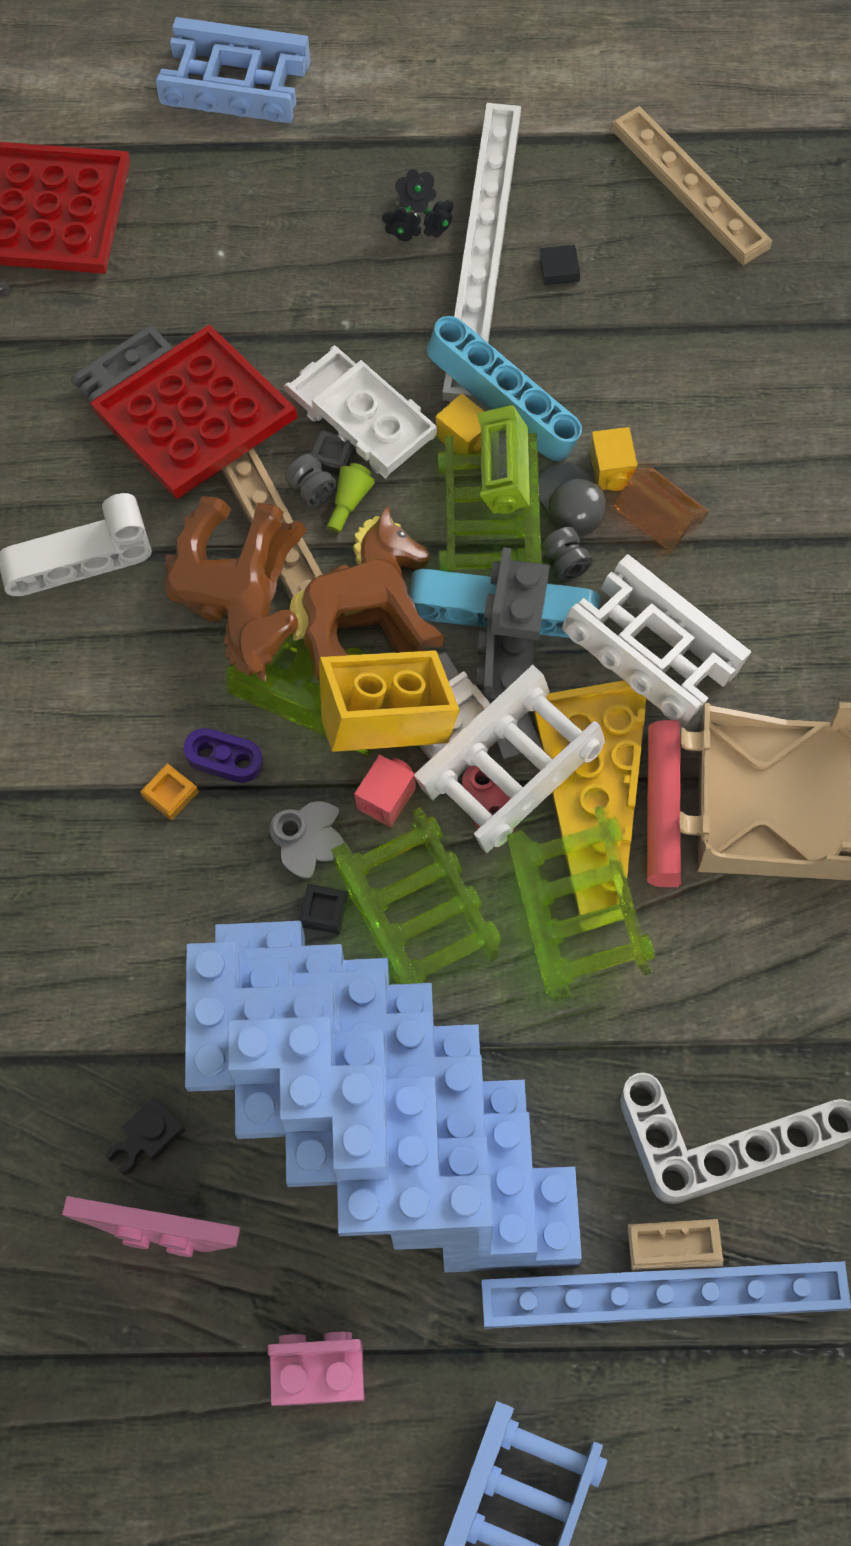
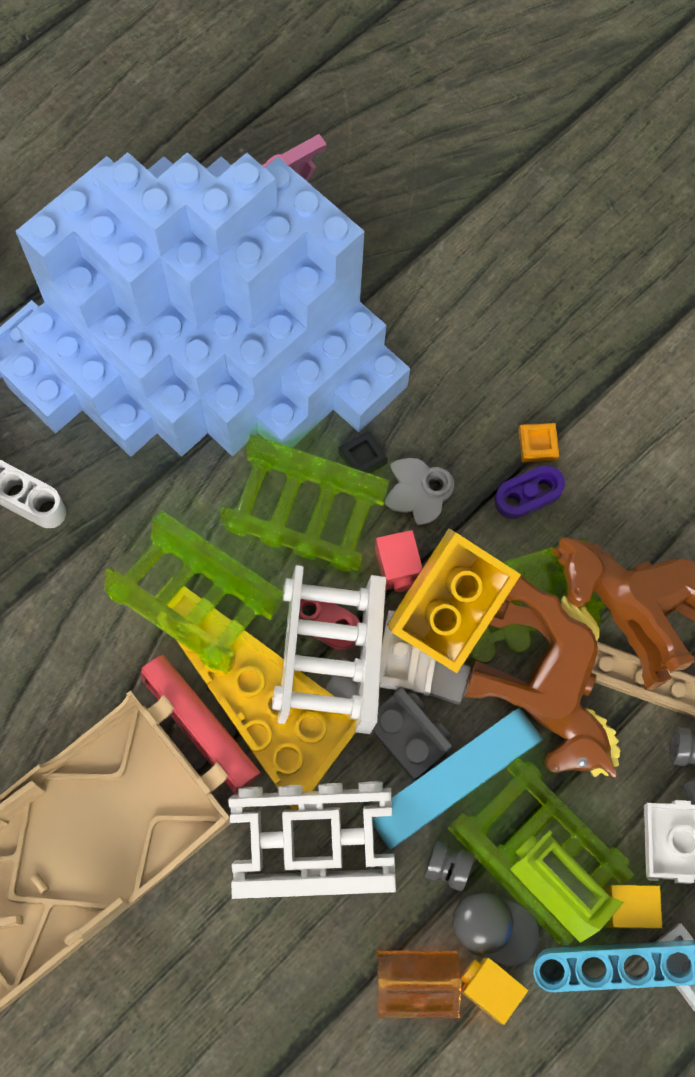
camera: 130 degrees right, 5 degrees up
(352, 487) = (659, 772): lime cone -> none
(518, 597) = (443, 776): dark grey bracket -> none

